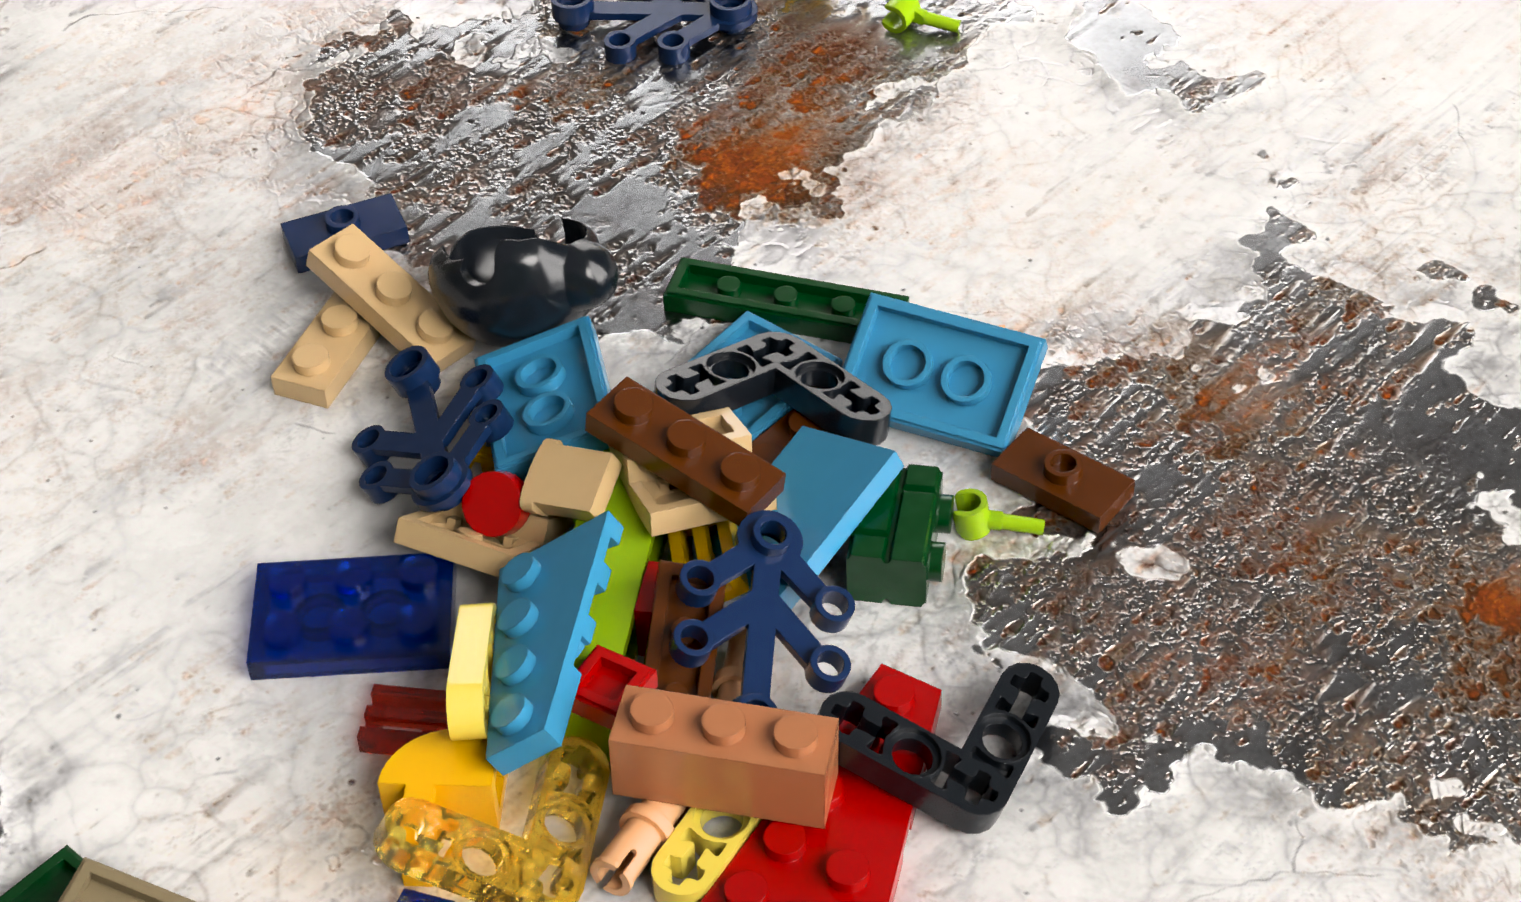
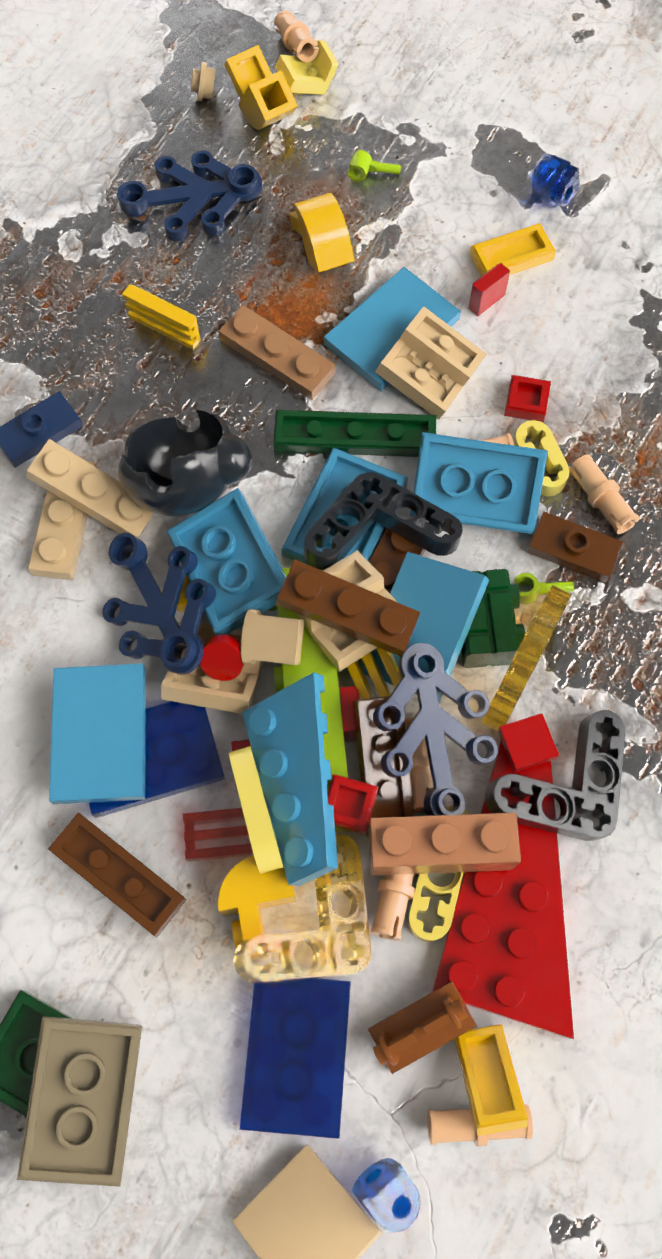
camera: 15 degrees left, 25 degrees up
(256, 738) = (117, 874): none -> reddish brown plate
(291, 562) = (98, 734): none -> dark azure tile
(561, 133) = (162, 316): none -> yellow tile
(710, 199) = (277, 352): none -> medium nougat plate
(816, 66) = (323, 232): none -> yellow brick
(882, 195) = (380, 321): none -> dark azure tile
(902, 675) = (528, 742): none -> red tile
(921, 235) = (430, 363): none -> tan slope
(942, 533) = (526, 657): none -> clear yellow beam
(1035, 166) = (489, 289): none -> tile
(1052, 301) = (527, 398): none -> red tile
(1058, 369) = (555, 460): none -> light yellow beam
(1088, 137) = (514, 250): none -> yellow tile
(1125, 422) = (603, 494): none -> light nougat pin
(1176, 61) = (555, 180): none -> clear blue piece

